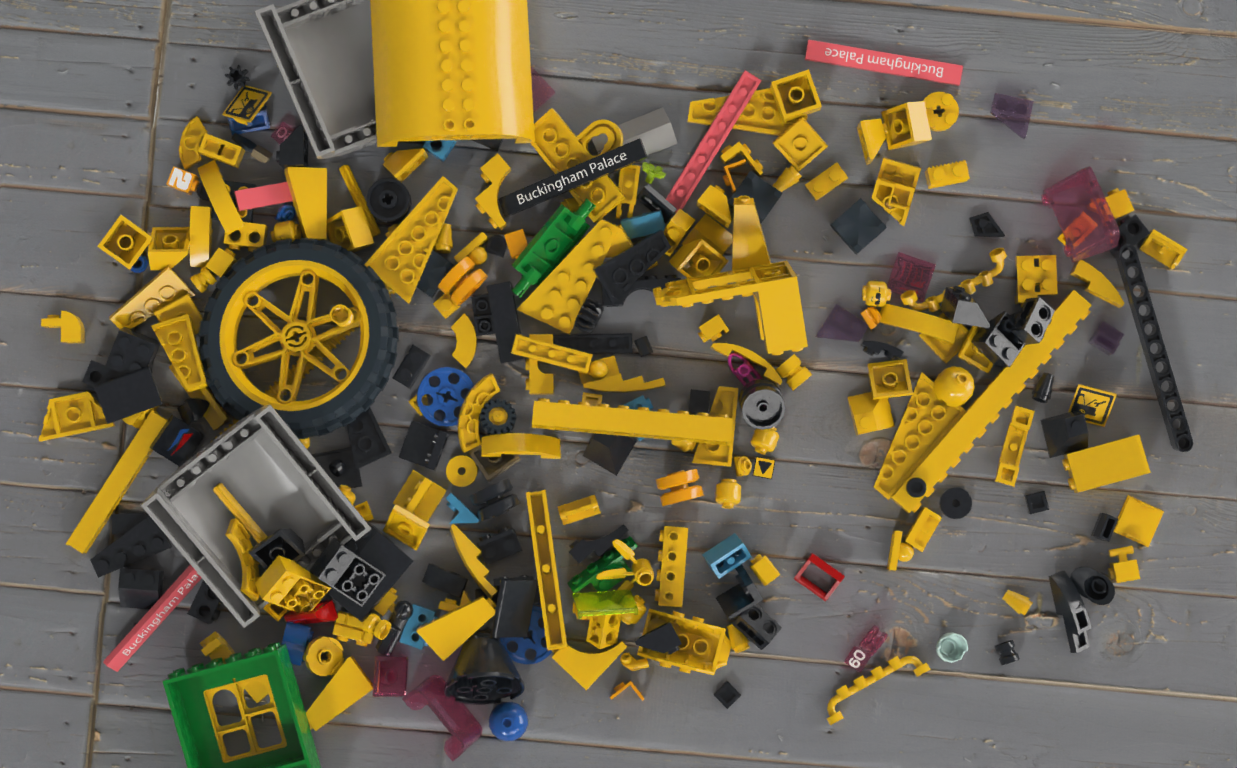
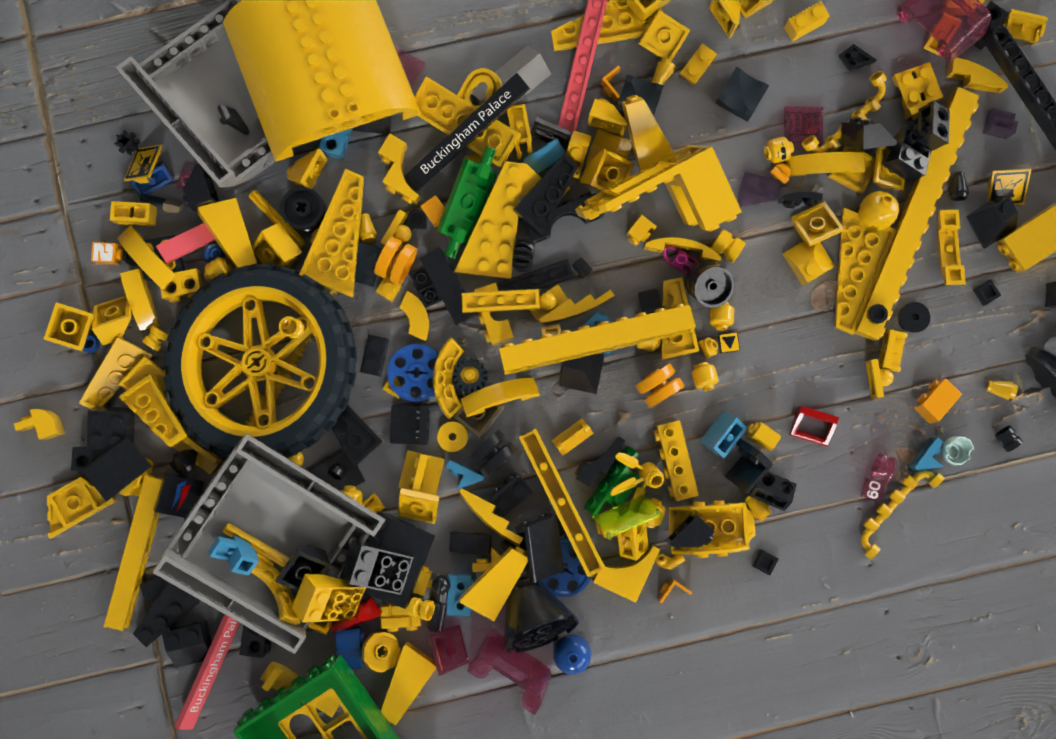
camera: 25 degrees left, 0 degrees up
(190, 143) = (105, 228): yellow tile -> none
(221, 261) = (166, 316): yellow brick -> none
(221, 514) = (237, 552): none -> dark azure brick
(348, 89) = (232, 118): none -> black piece
(652, 172) = (537, 106): lime plant -> none
(730, 152) = (614, 59): yellow bracket -> none
(896, 188) = (763, 49): yellow slope -> none
(916, 646) = (925, 458): none -> dark azure slope
(948, 591) = (937, 400): none -> light orange brick

